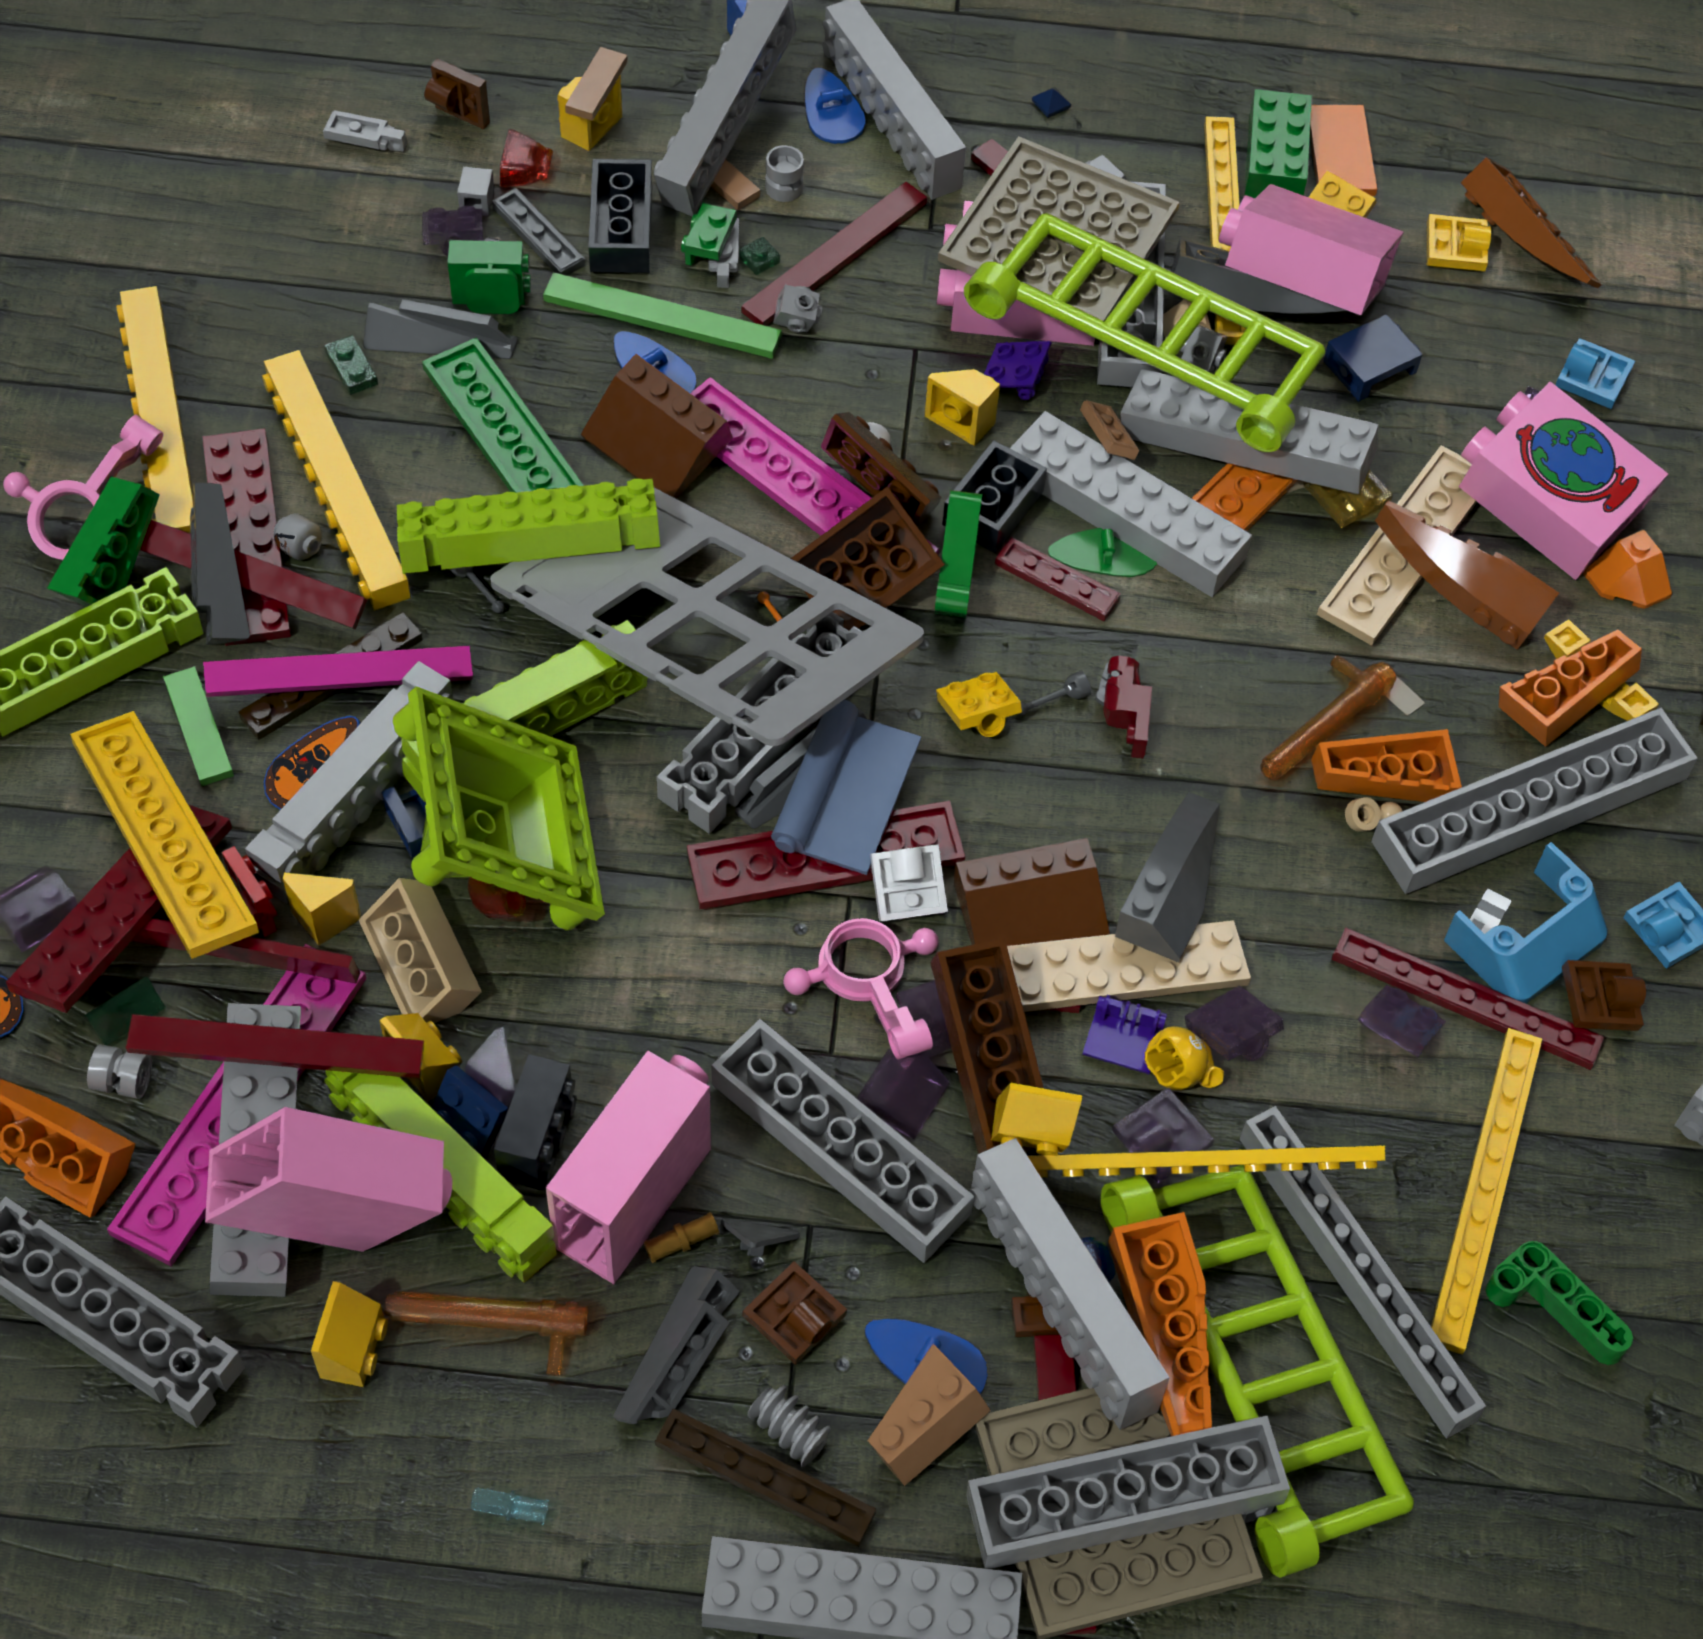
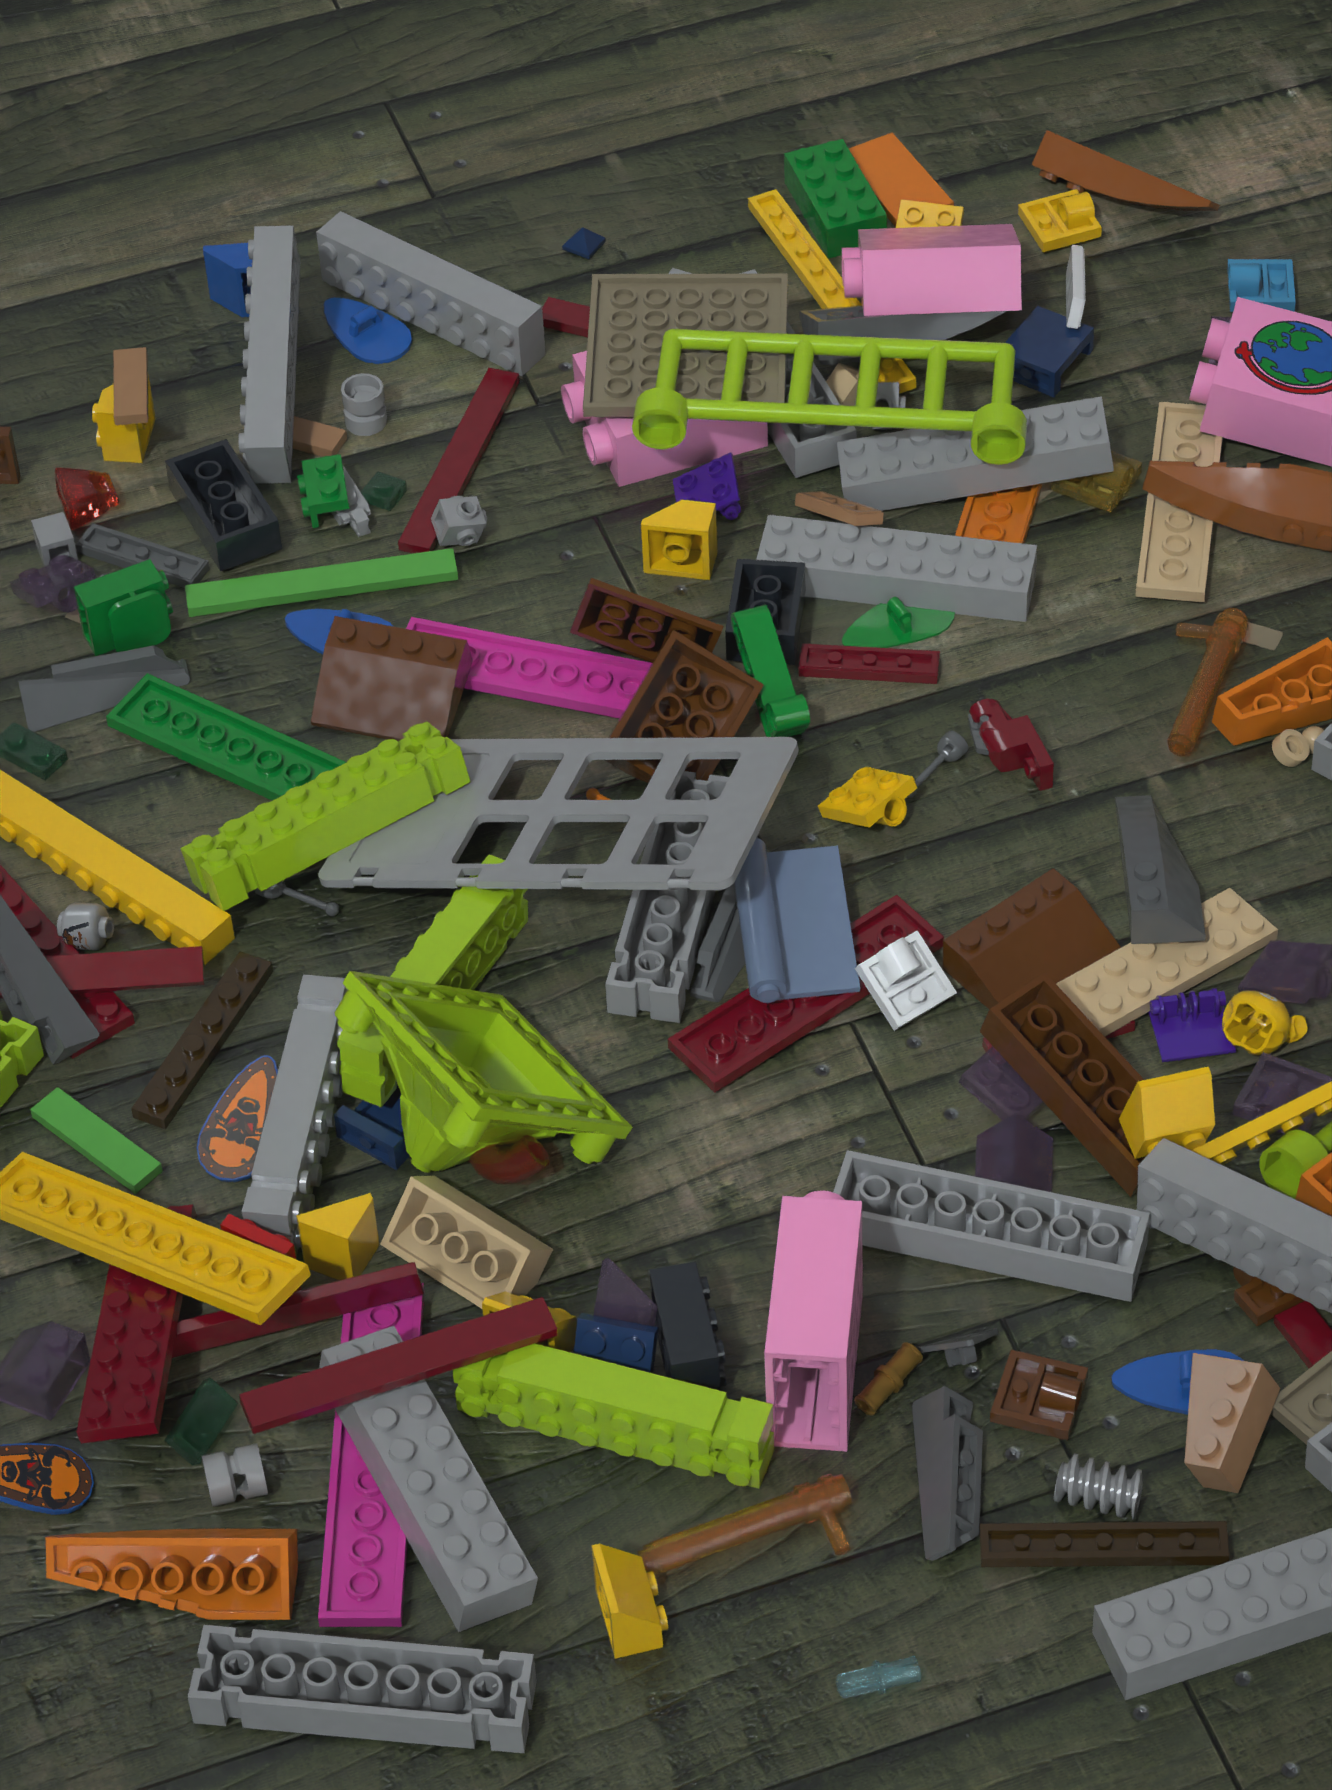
camera: 20 degrees left, 10 degrees down
(326, 1180) = (535, 1450): bright pink brick -> none
(331, 670) = (201, 1032): dark pink tile -> none
(903, 1033) = (984, 1100): bright pink piece -> none
(1428, 310) = (1075, 287): none -> white tile

